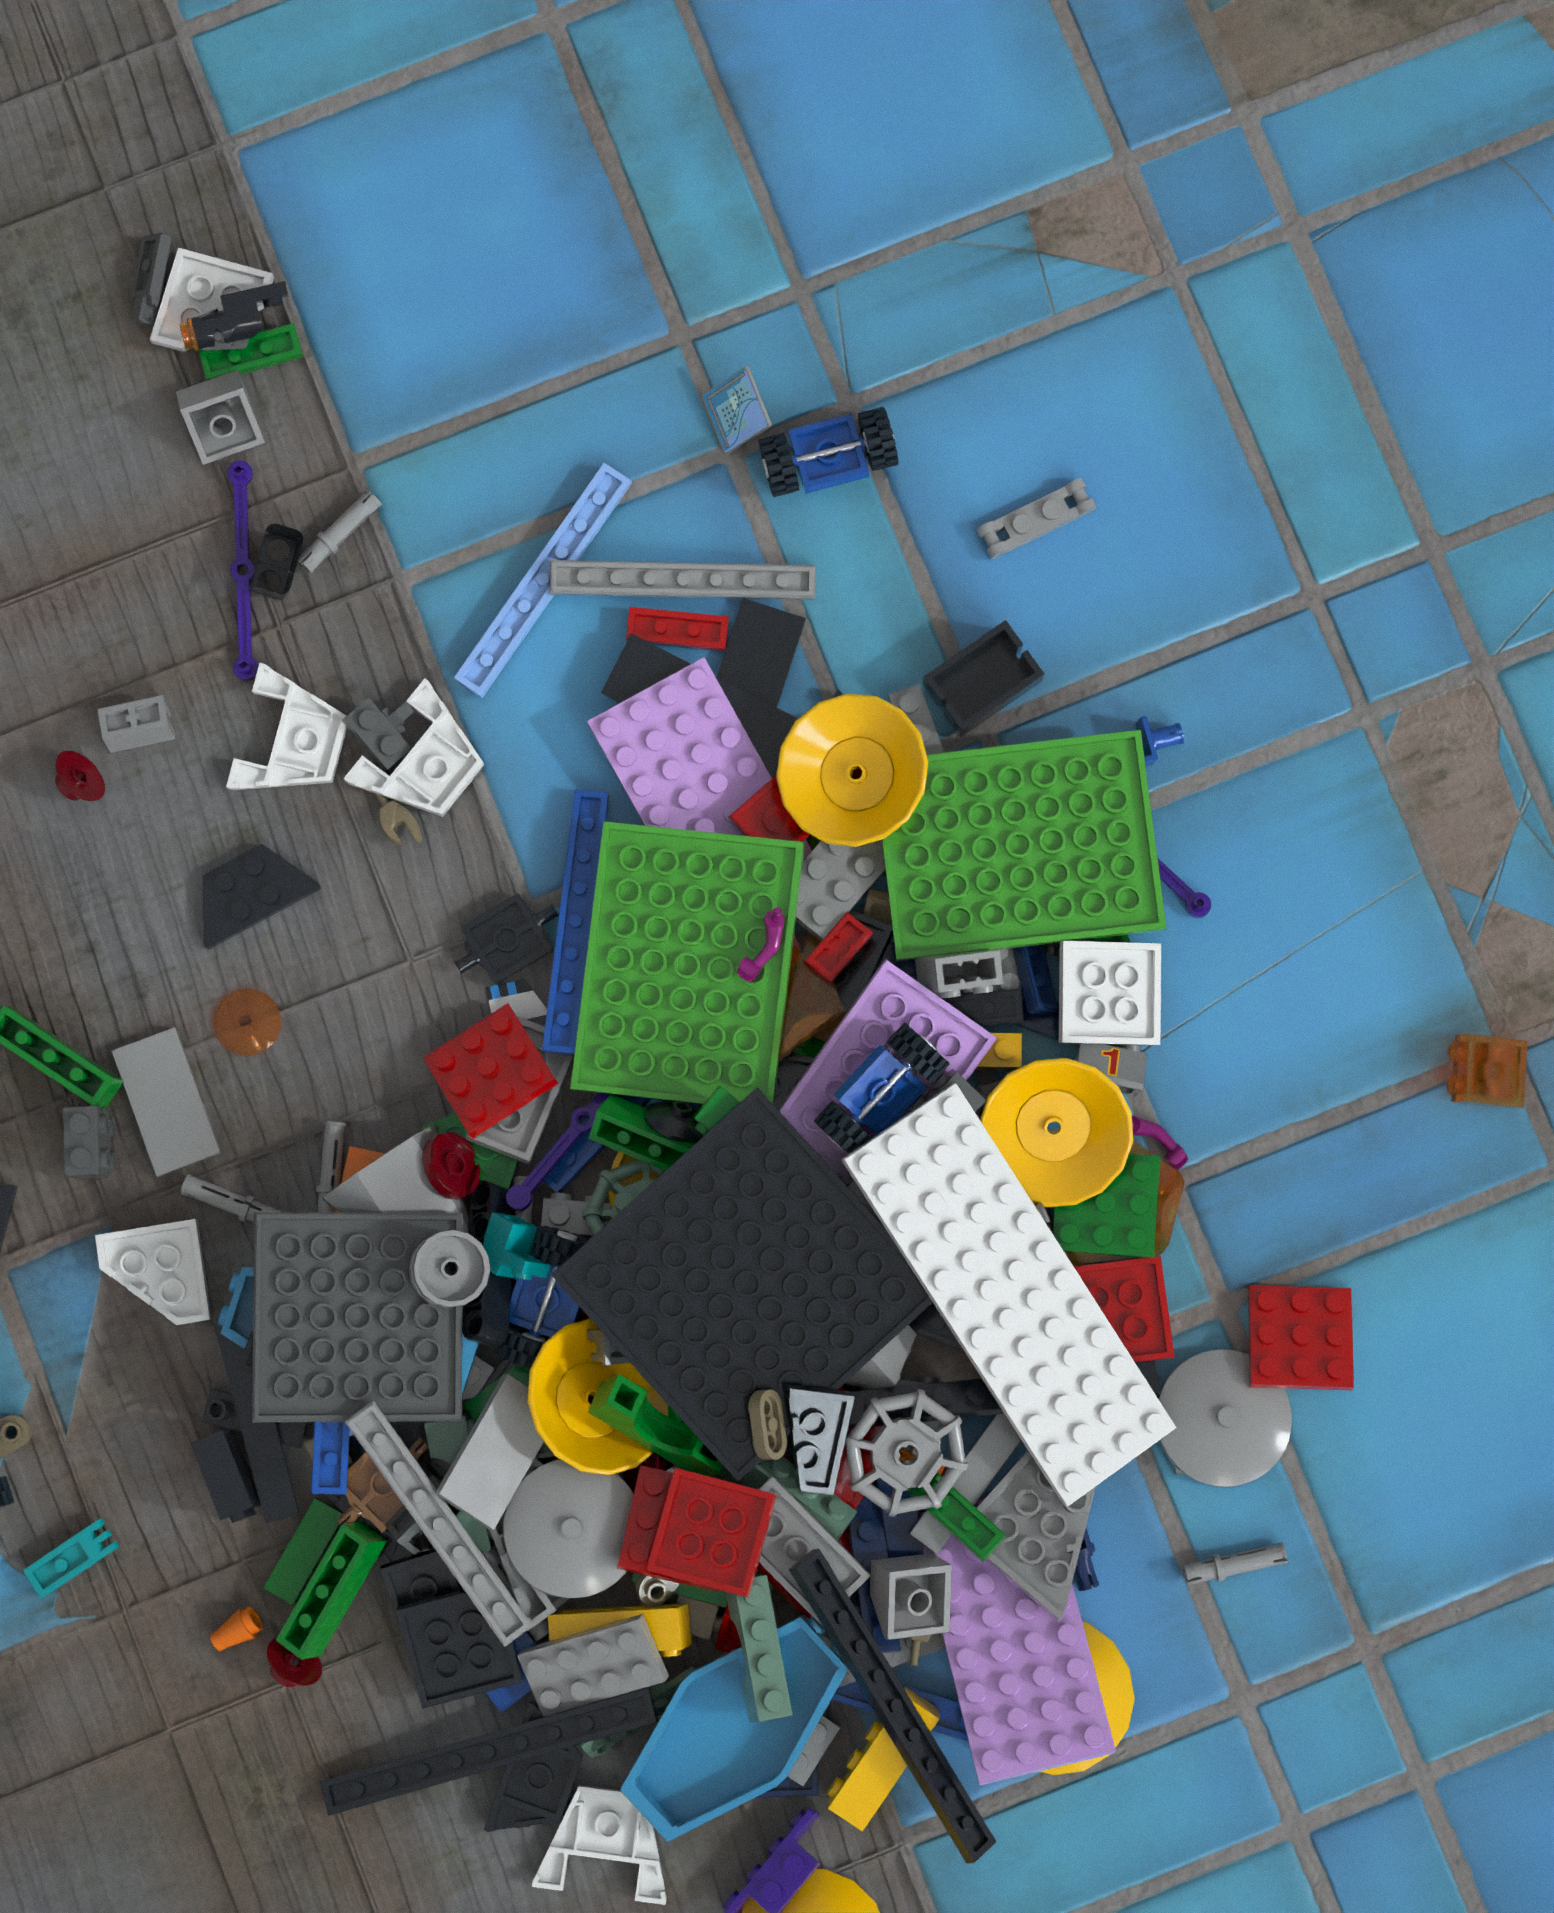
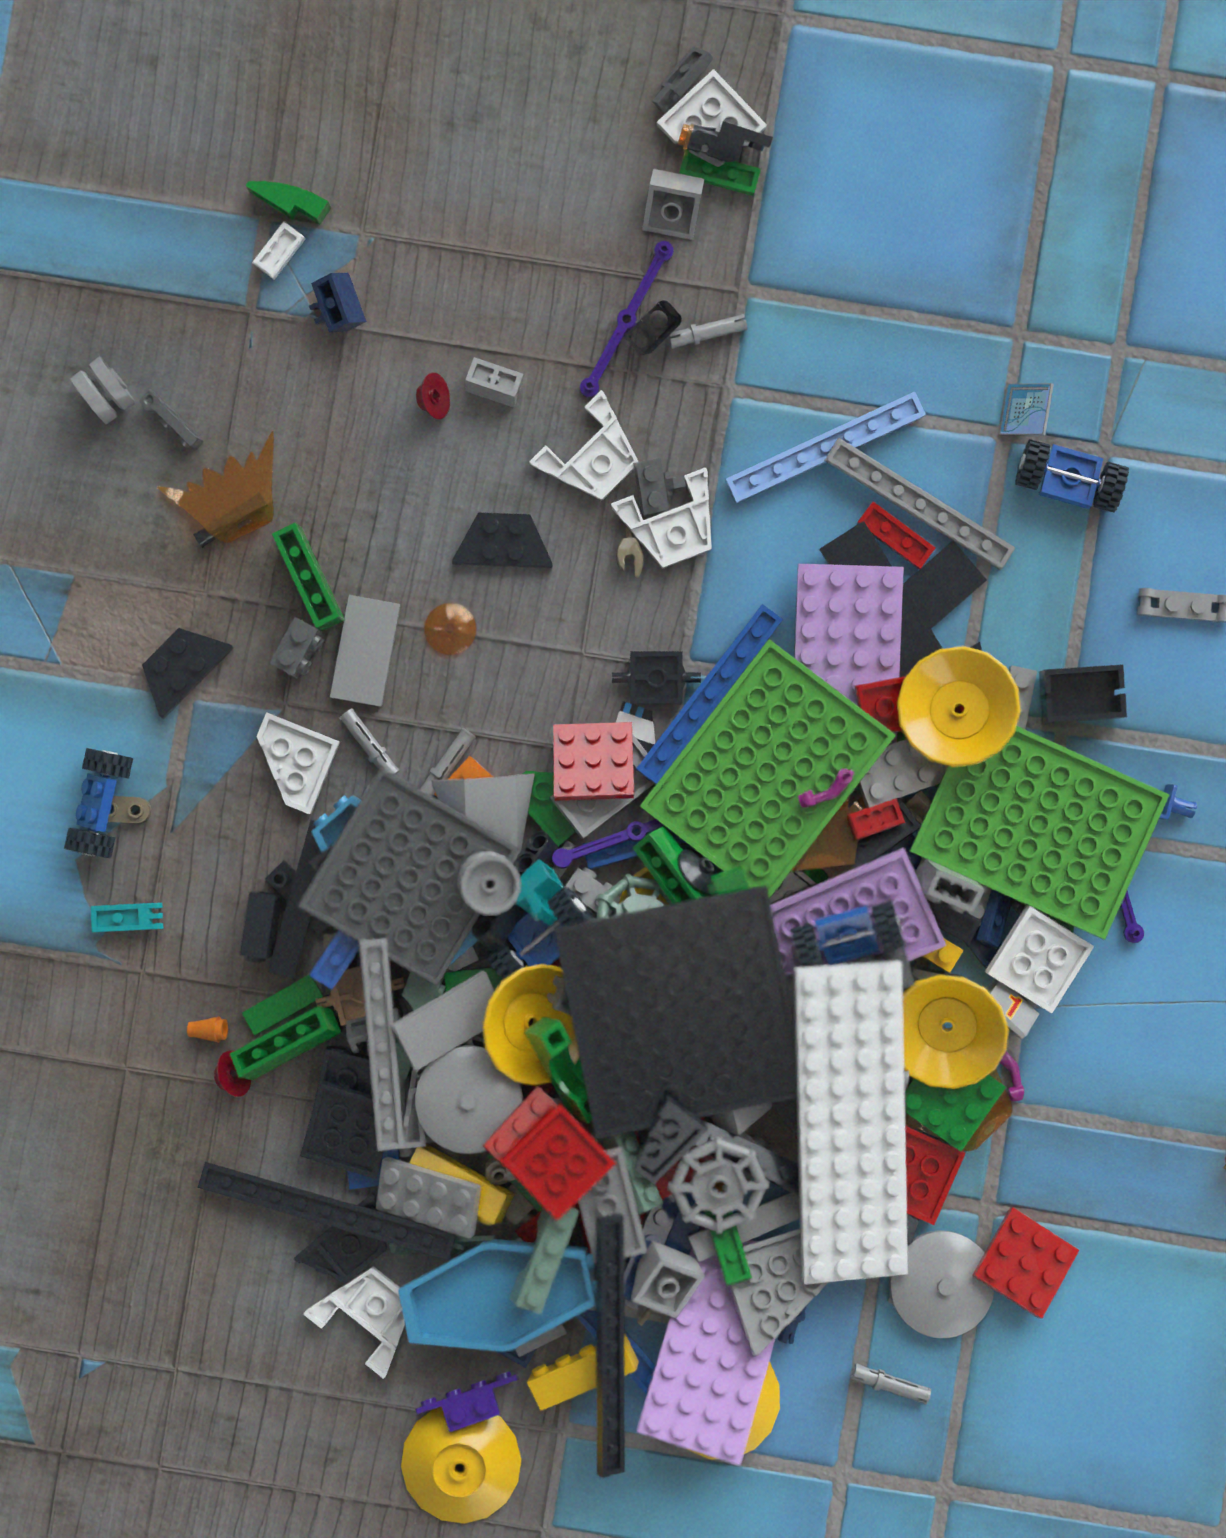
camera: 30 degrees right, 5 degrees up
(451, 1165) = (529, 810): dark red tile -> none
(767, 1424) = (638, 1114): dark tan plate -> none

